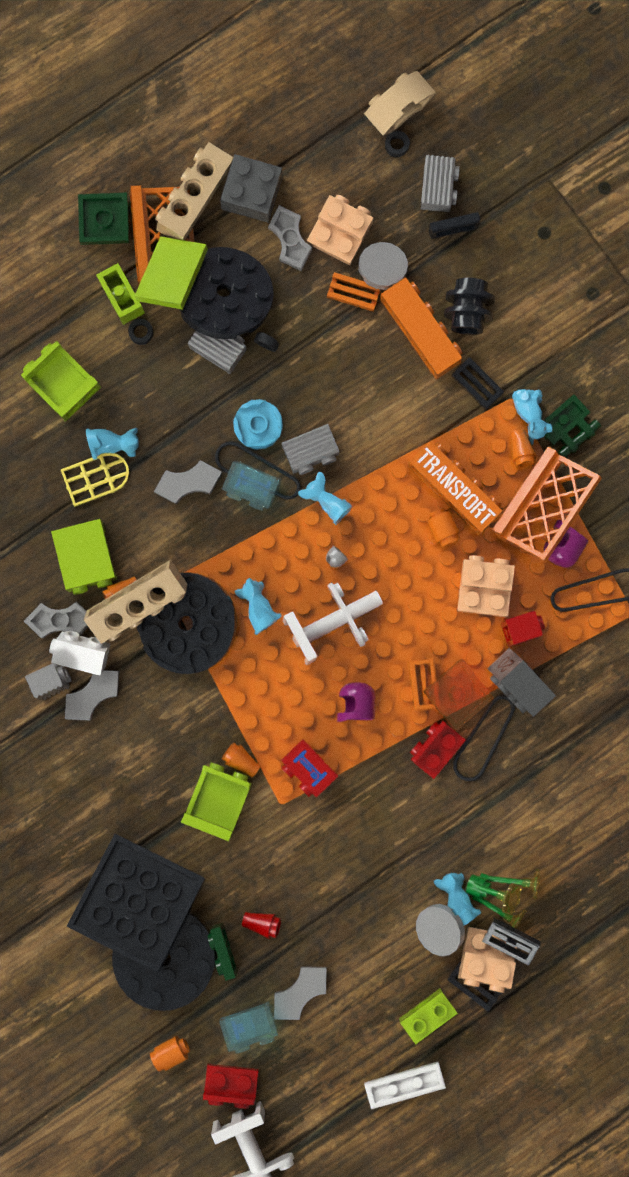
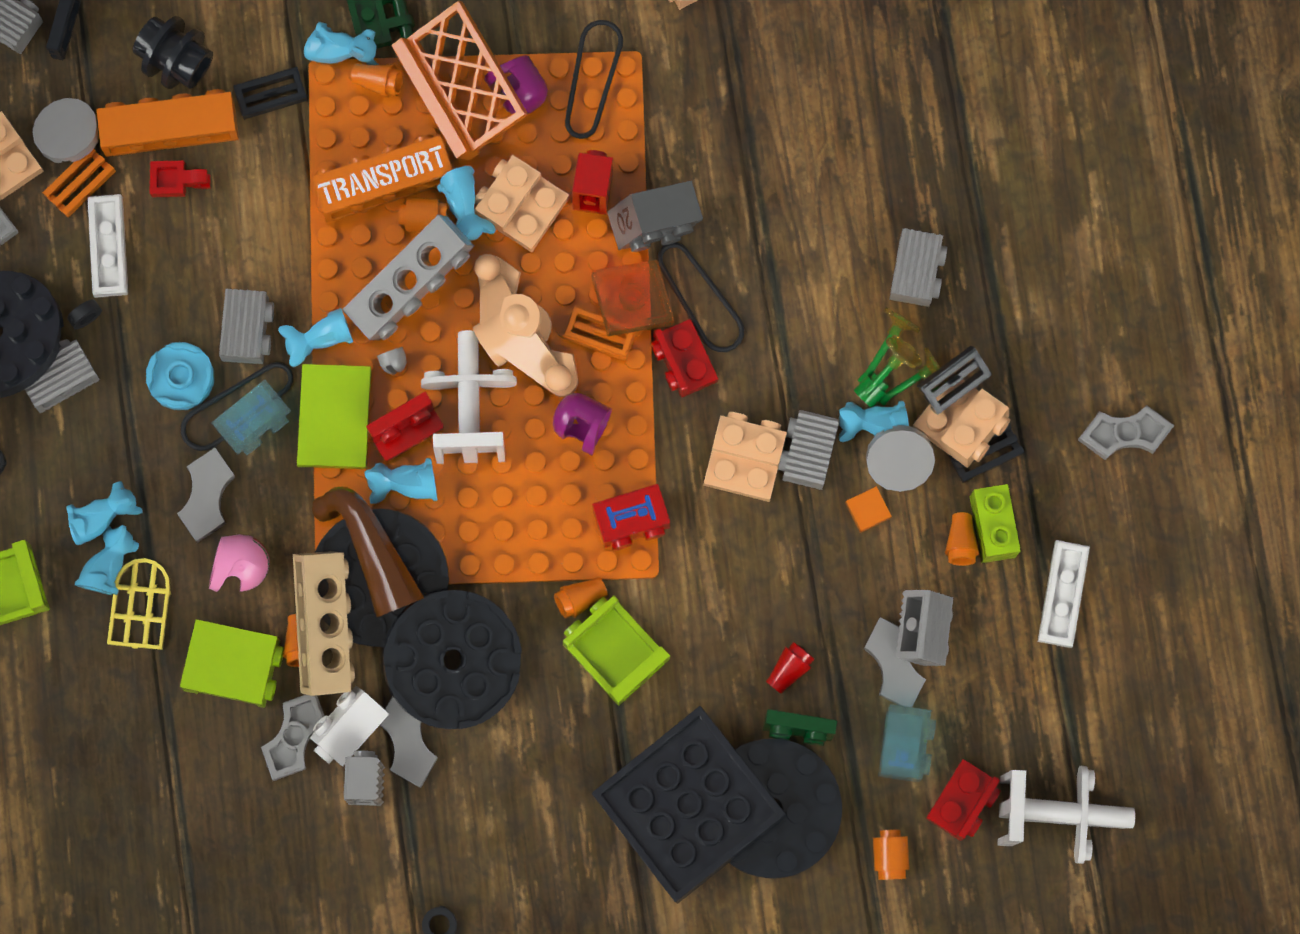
camera: 70 degrees left, 5 degrees down
(135, 419) = (93, 519): none -> medium azure animal
(154, 527) = (240, 557): none -> bright pink helmet
(177, 683) = (416, 654): none -> black plate
(188, 625) = (382, 567): none -> reddish brown animal
(279, 538) = (334, 416): none -> lime tile
(294, 589) = (405, 427): none -> red bracket
(321, 332) = (107, 246): none -> white tile
(332, 1003) = (924, 627): none -> light grey brick
(360, 522) = (366, 306): none -> light grey brick
(386, 350) = (172, 178): none -> red plate
(390, 823) = (745, 456): none -> light nougat plate
(396, 924) = (868, 509): none -> orange tile
(397, 629) = (518, 328): none -> light nougat piece
(405, 998) = (962, 542): none -> orange cone
(416, 864) = (810, 449): none -> light grey brick
(468, 545) = (460, 196): none -> medium azure animal
(529, 1063) = (1111, 434): none -> light grey tile
(579, 876) = (916, 268): none -> light grey brick

